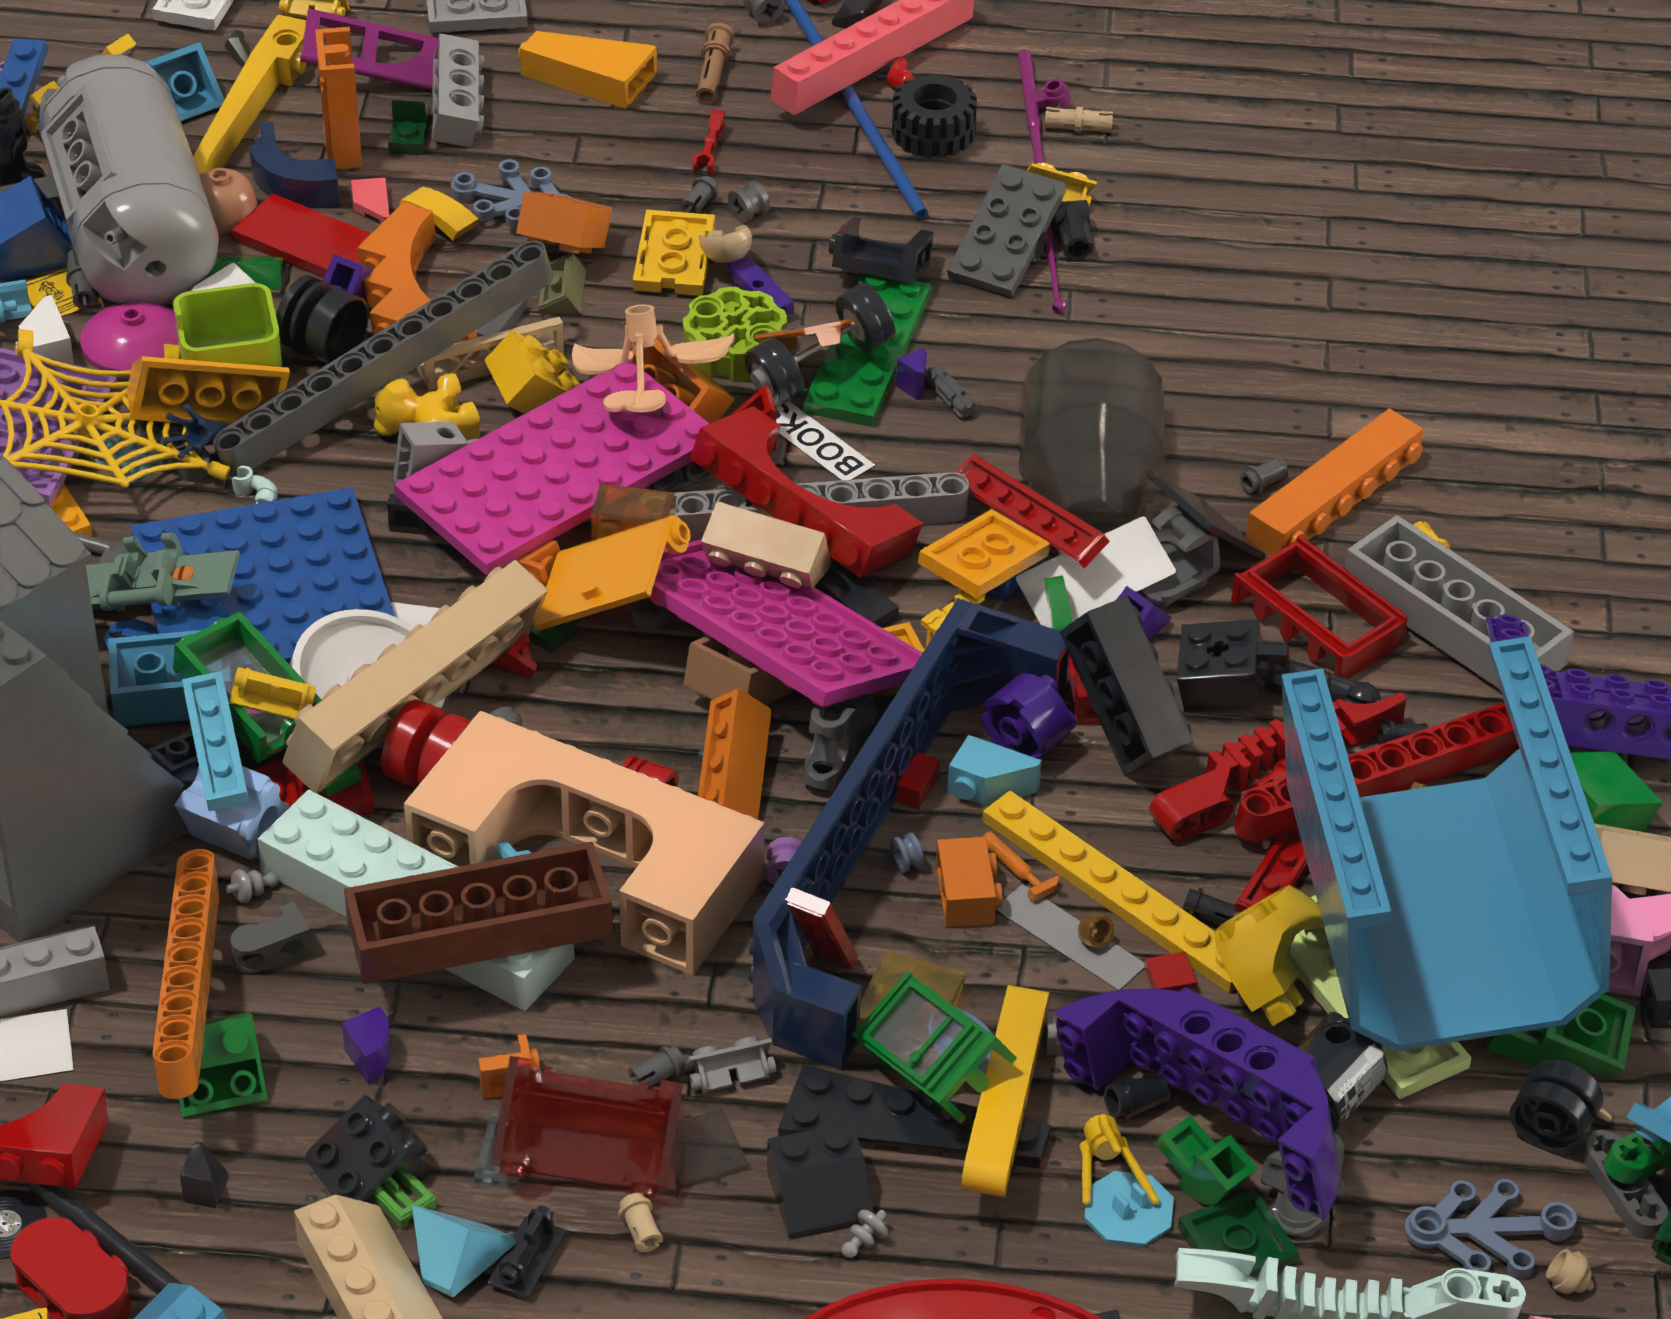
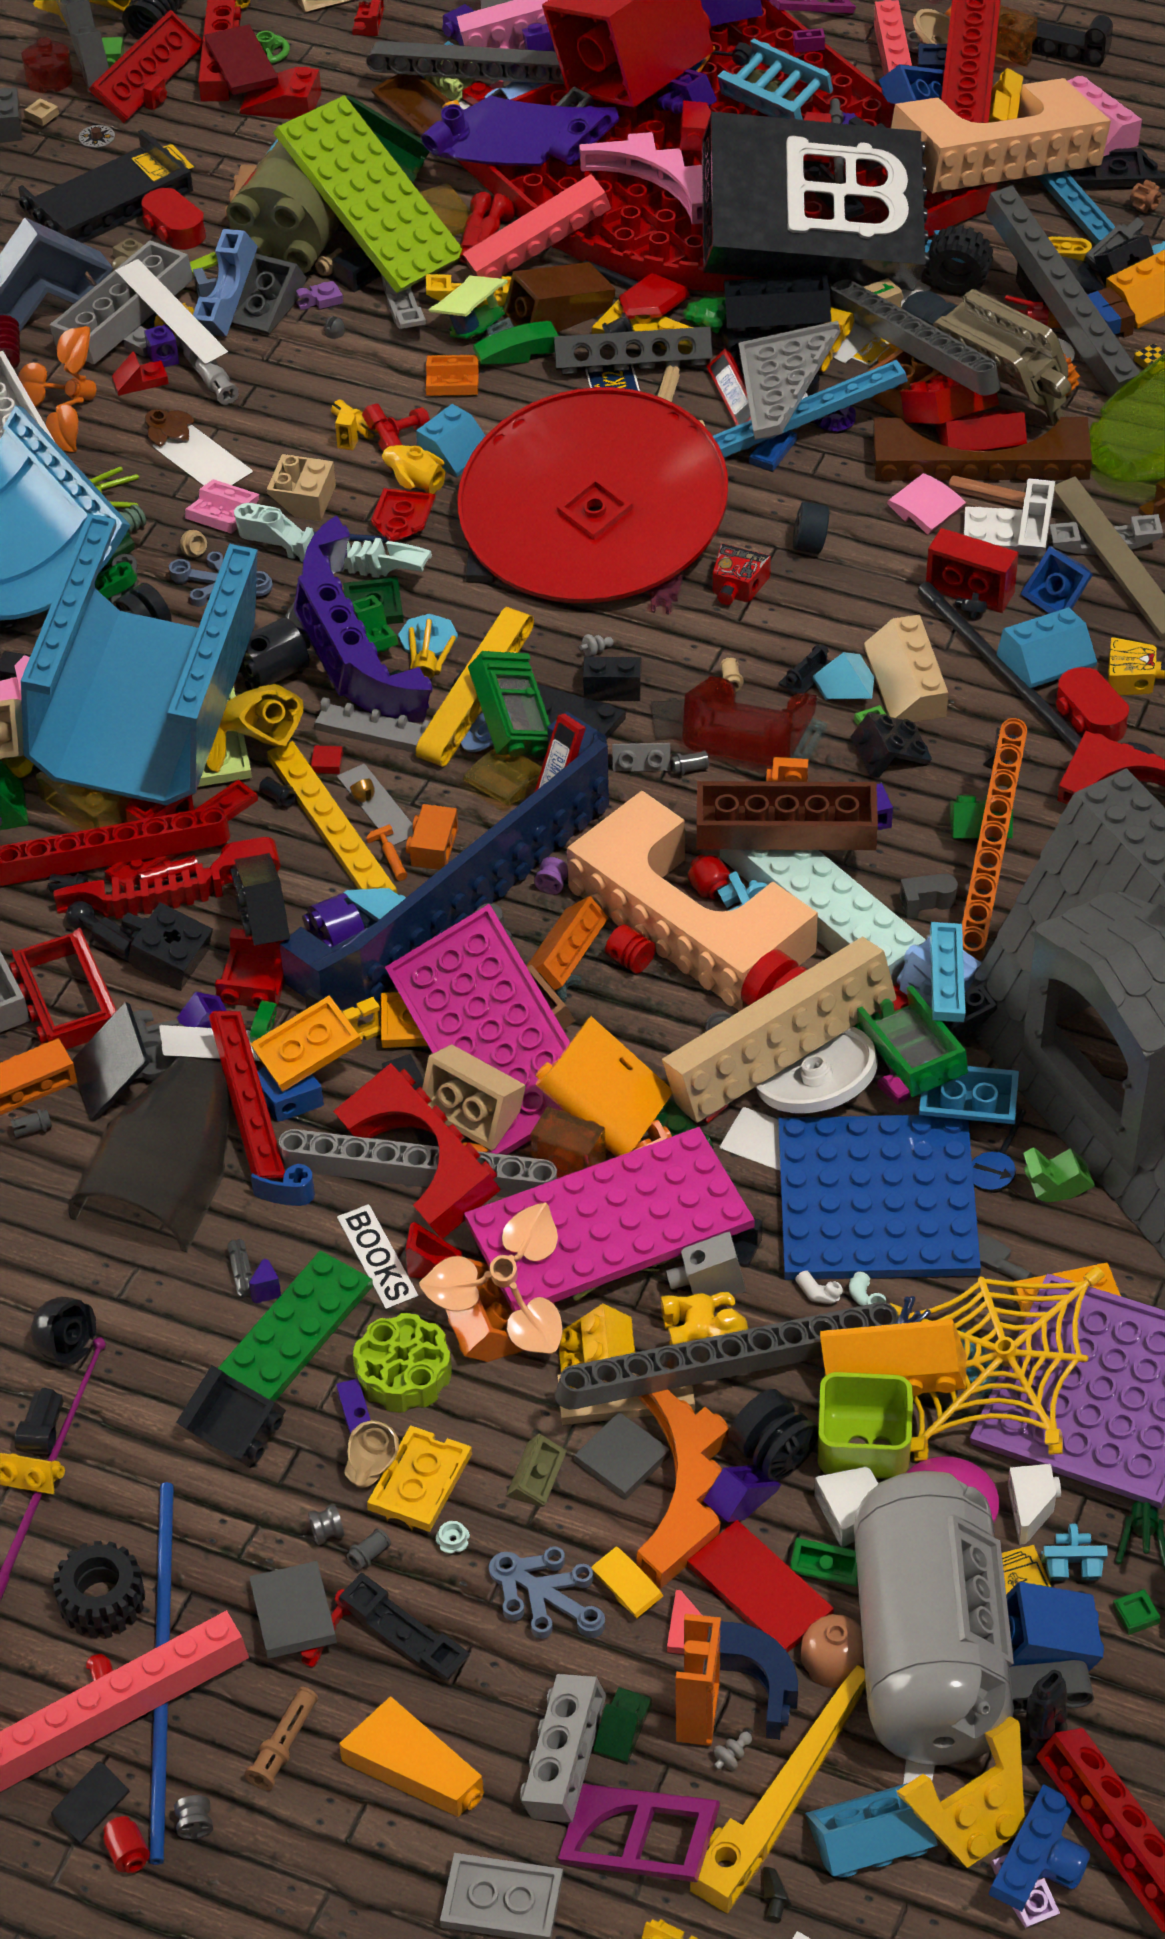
camera: 160 degrees left, 5 degrees up
(160, 576) = (979, 1199): sand green piece -> none
(270, 693) = (908, 1007): yellow hinge -> none
(304, 123) = (734, 1750): none -> light grey hair
(307, 481) = (819, 1293): none -> white arm
(563, 222) = (515, 1507): orange brick -> none
(623, 219) = (449, 1530): none -> light aqua plate
(637, 152) = (400, 1630): none -> black slope
(748, 137) = (292, 1609): none -> dark grey tile
(775, 366) = (293, 1303): black axle -> none
(825, 332) = (350, 1300): orange piece -> none
(941, 455) = (294, 1191): none -> blue panel
(1007, 231) = (106, 1417): dark grey plate -> none
(1101, 289) = (63, 1329): none -> black cylinder

